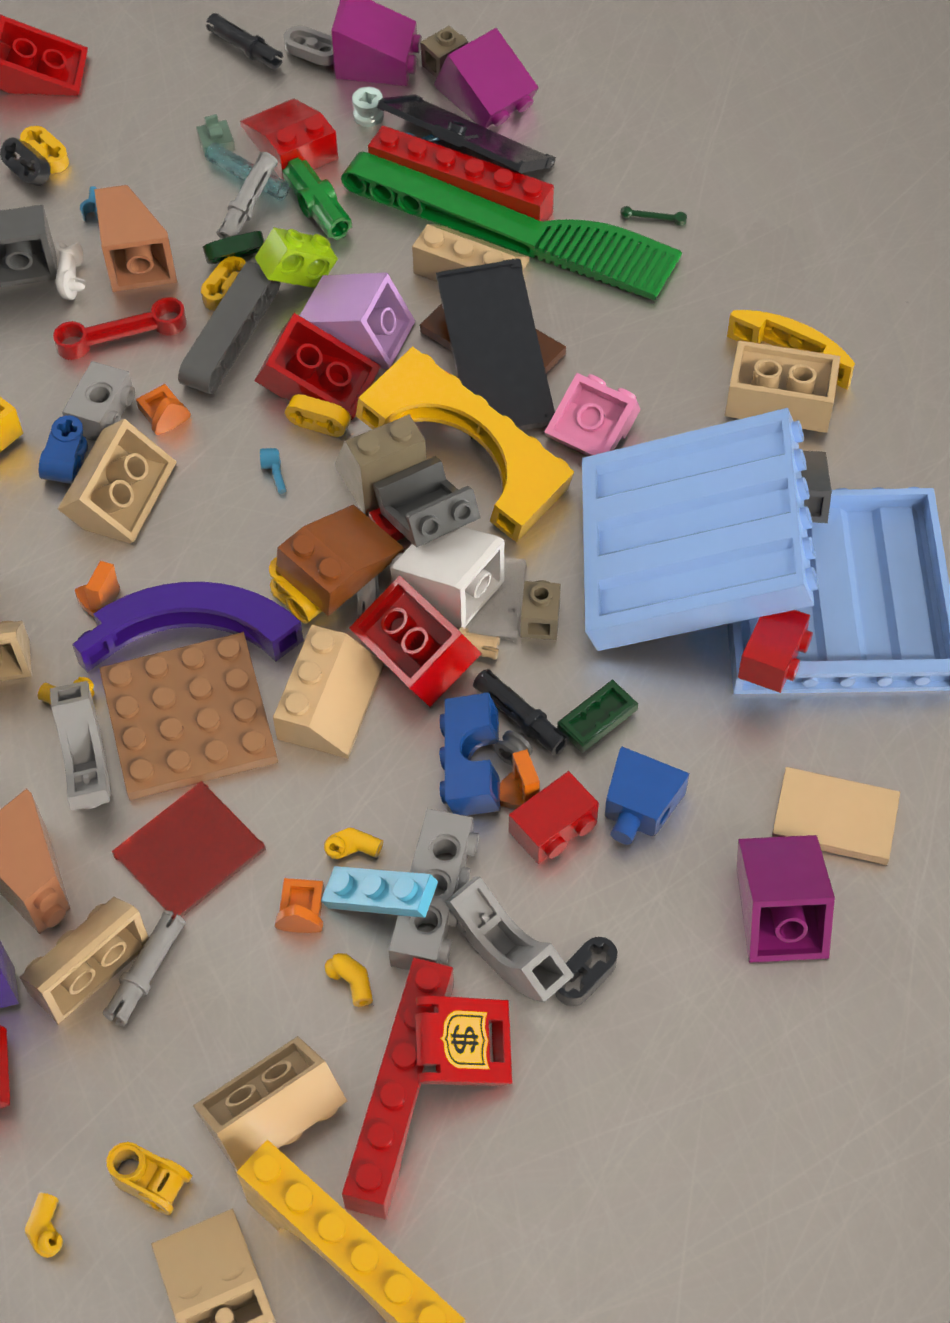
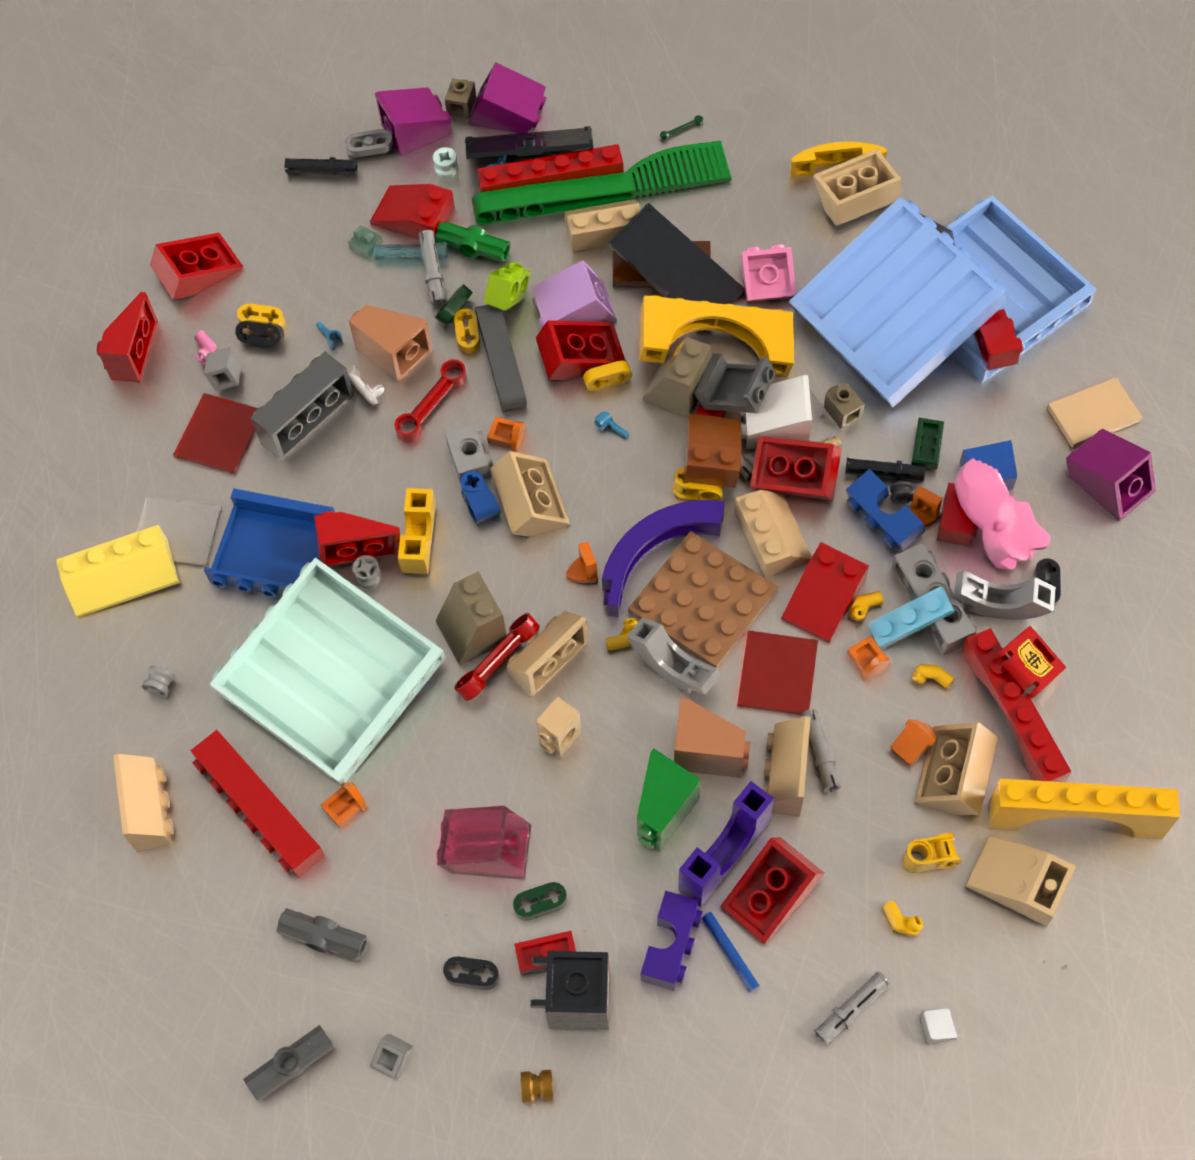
camera: 35 degrees left, 5 degrees up
(255, 1033) = (913, 741): none -> orange tile
(320, 798) = (825, 592): none -> red slope
(569, 869) = (1006, 524): none -> bright pink animal

